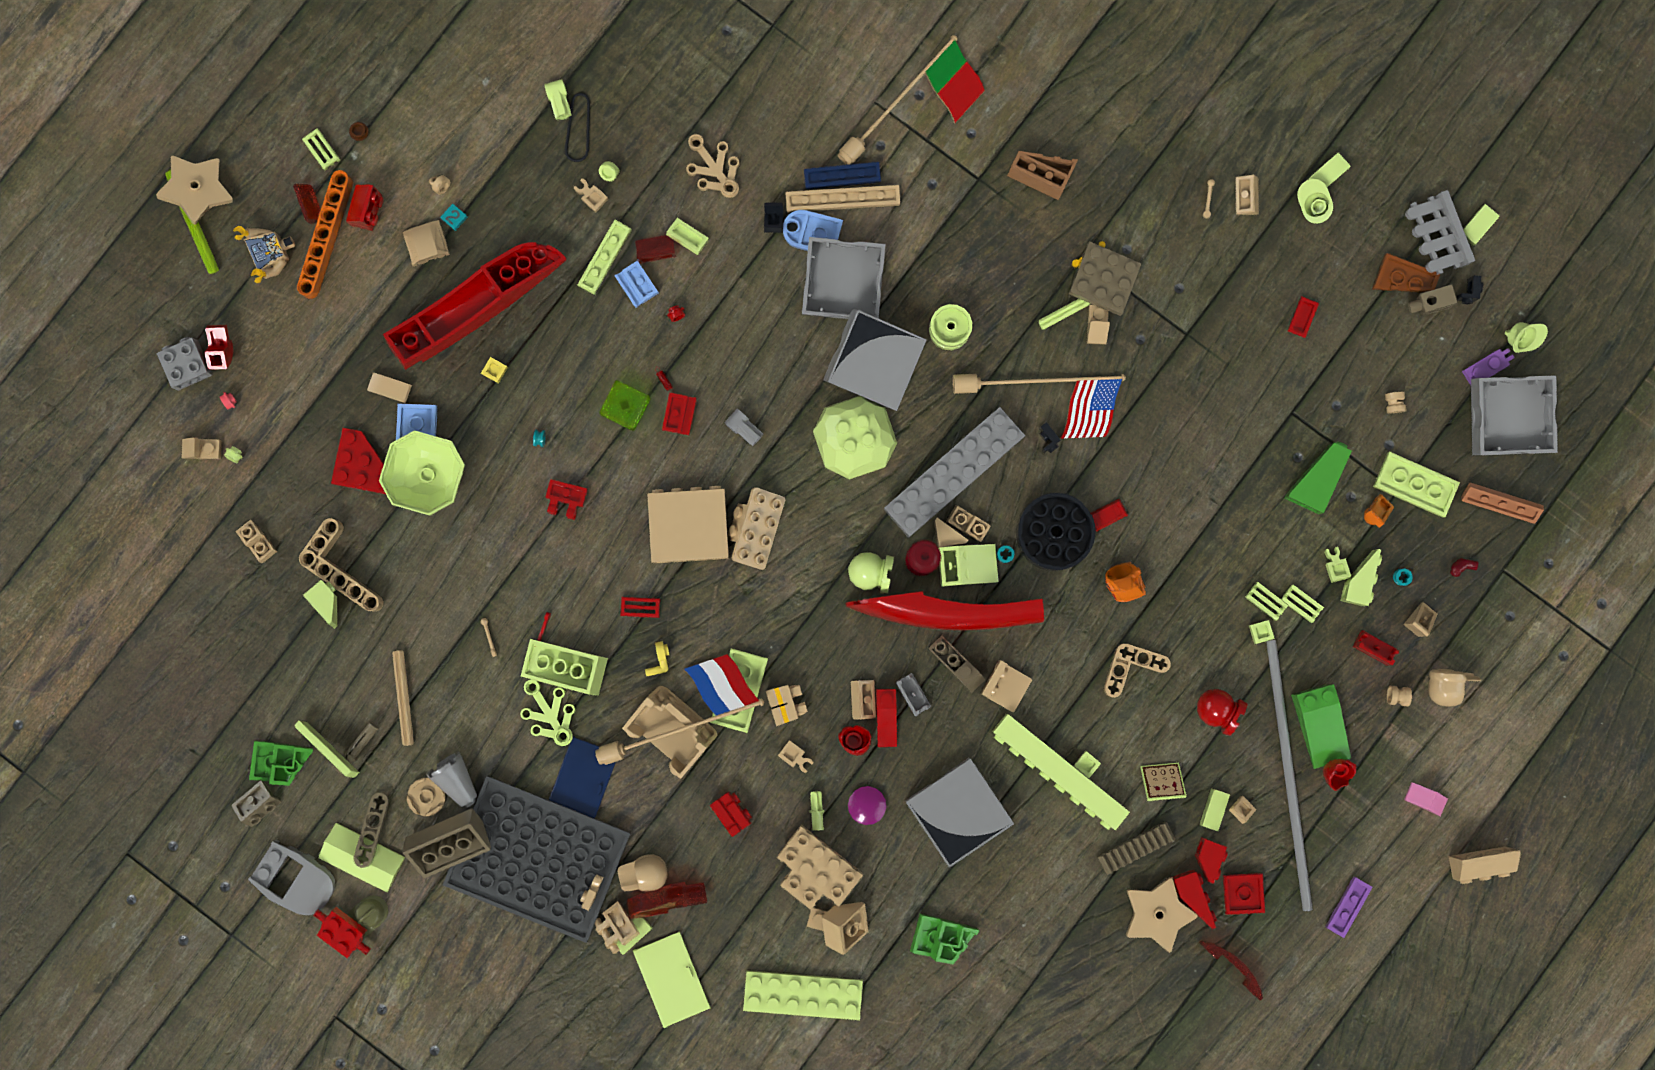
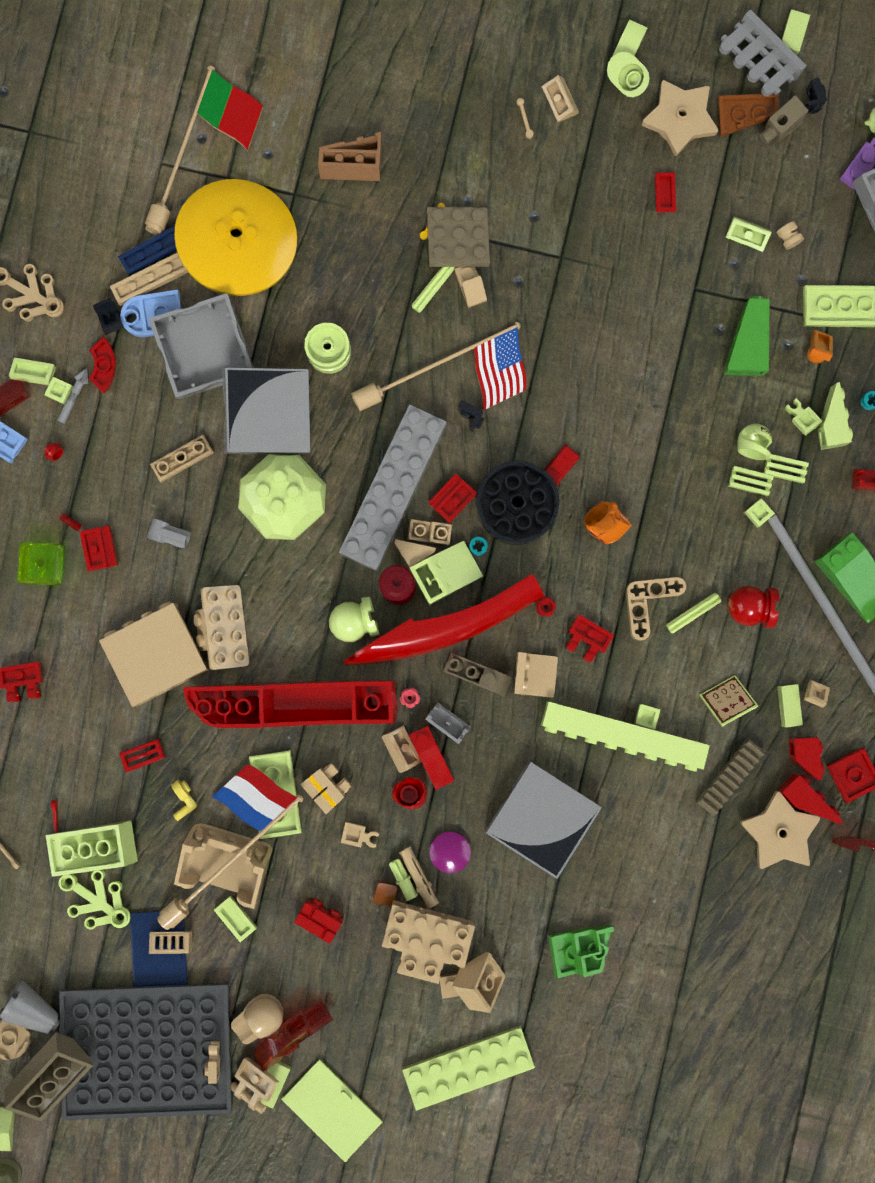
camera: 25 degrees left, 0 degrees up
(614, 776) = (187, 942): none -> tan slope
(659, 781) = (235, 918): none -> yellowish green tile
(703, 263) = (58, 390): none -> yellowish green plate
(726, 261) = (81, 379): none -> light grey piece
(751, 257) = (104, 365): none -> red tile
(771, 367) = (193, 451): none -> tan tile
(790, 620) = (294, 703): none -> red slope
(796, 816) = (385, 893): none -> dark orange slope
(831, 815) = (421, 882): none -> tan pin
(889, 663) = (409, 692): none -> coral plate
(896, 216) = (228, 262): none -> yellow dish
(1001, 503) = (452, 498): none -> red plate
(1035, 632) = (540, 606): none -> red plate
(1069, 672) = (591, 634): none -> red plate
(1166, 693) = (693, 613): none -> yellowish green axle
(1284, 568) = (754, 442): none -> yellowish green helmet
(1337, 267) = (681, 116): none -> tan plate
(1360, 384) = (748, 233): none -> yellowish green slope

